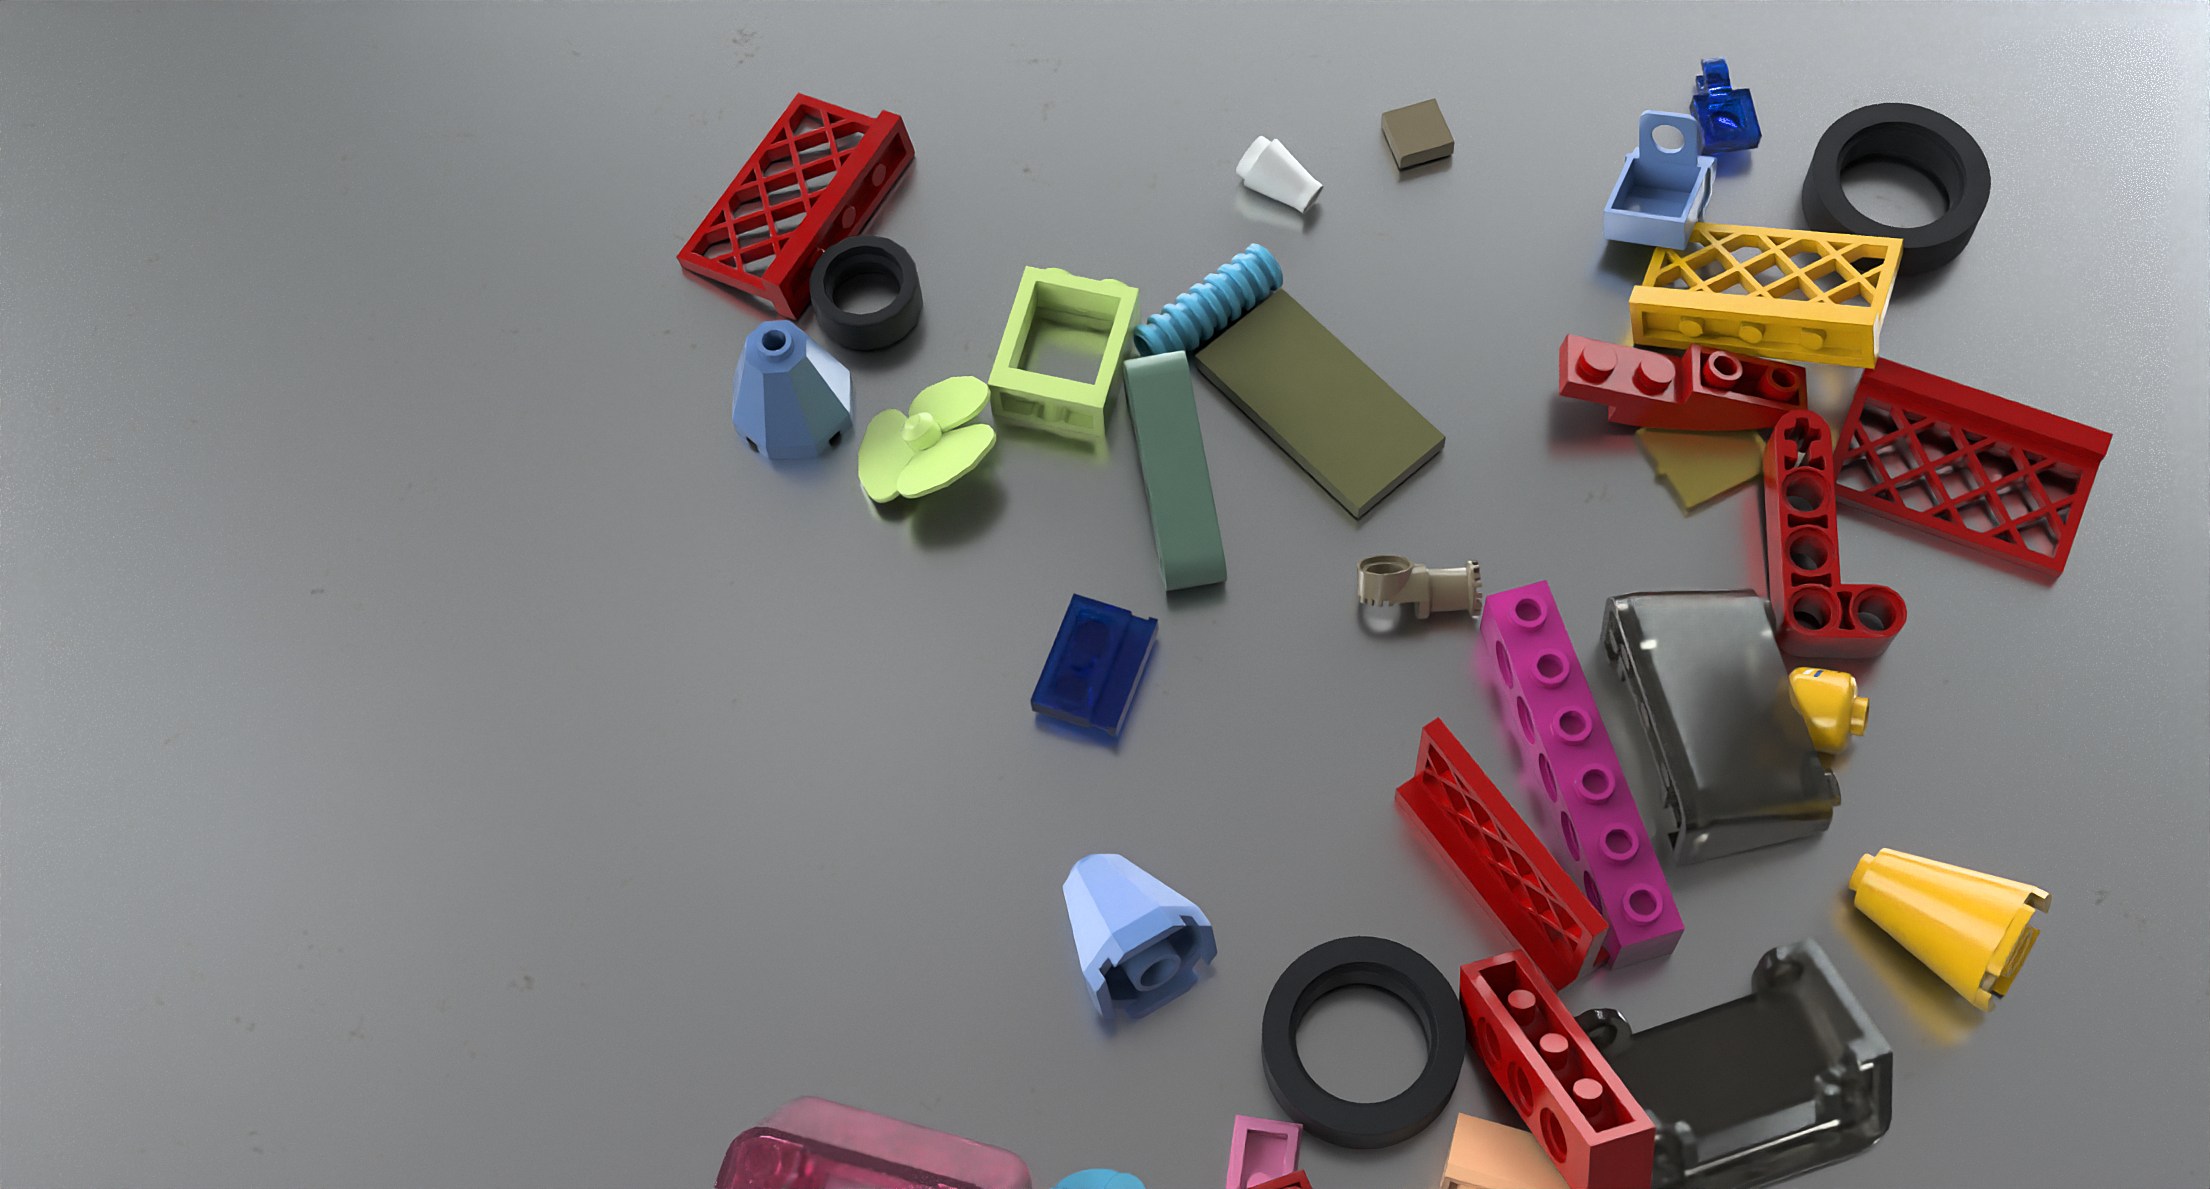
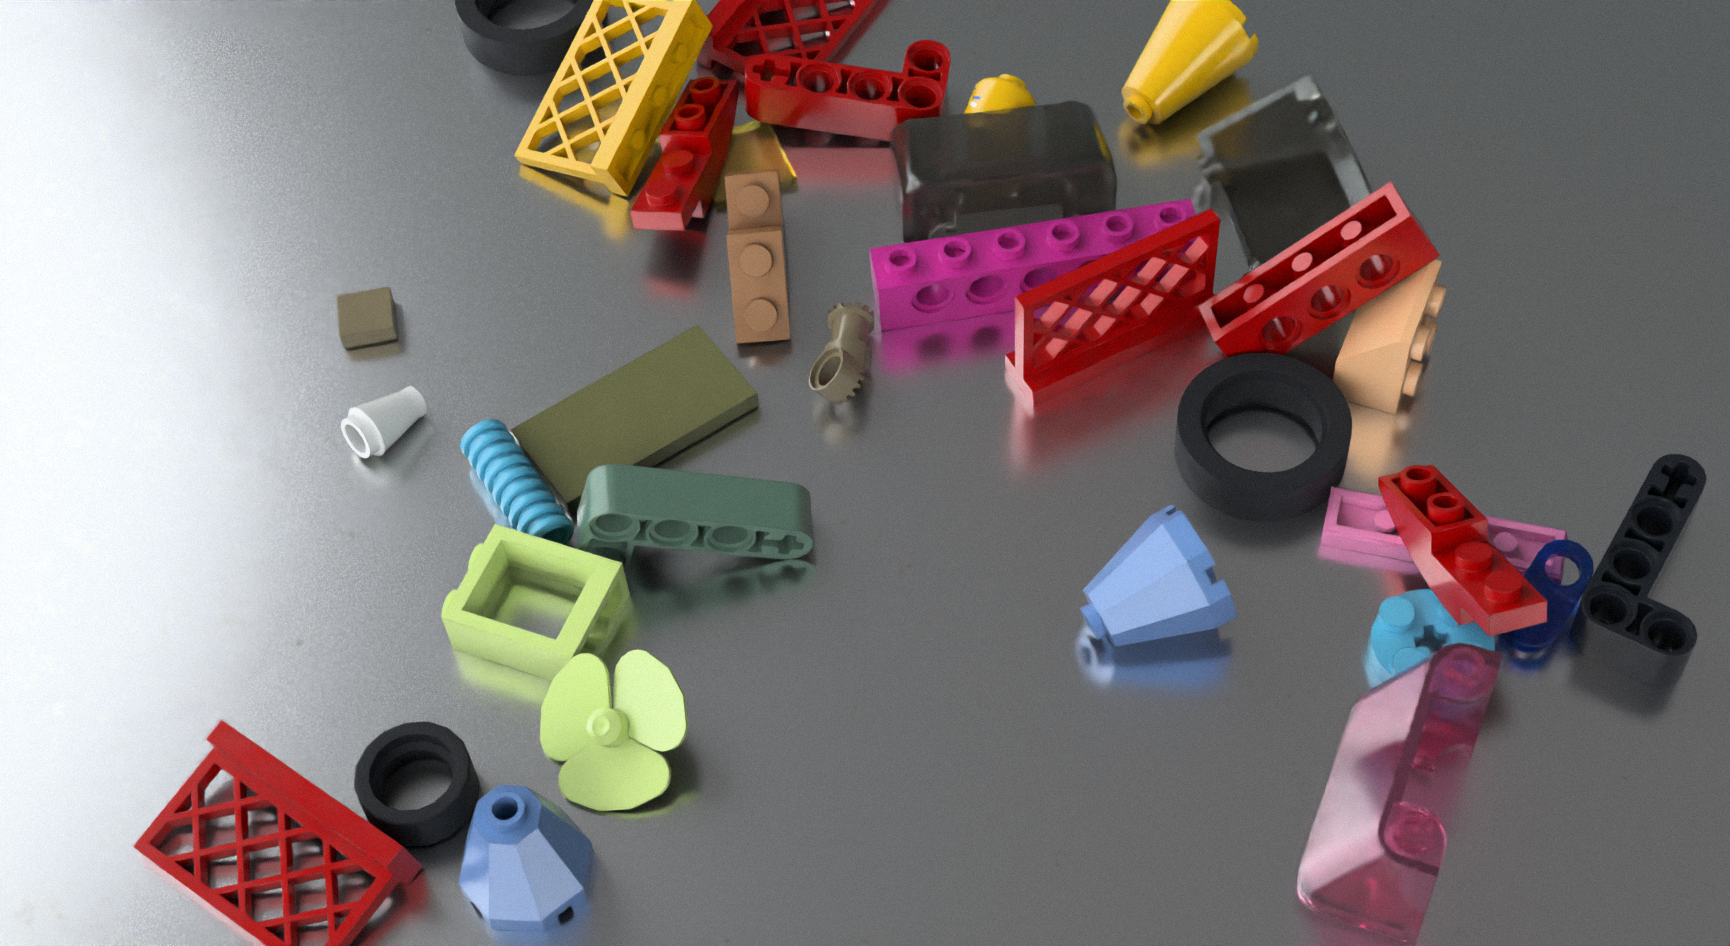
camera: 85 degrees left, 10 degrees down
(1094, 665) = (882, 607): clear blue plate -> none
(1538, 471) = (757, 255): none -> medium nougat arch
(1660, 188) = (492, 143): medium blue piece -> none
(1723, 115) = (420, 103): clear blue plate -> none

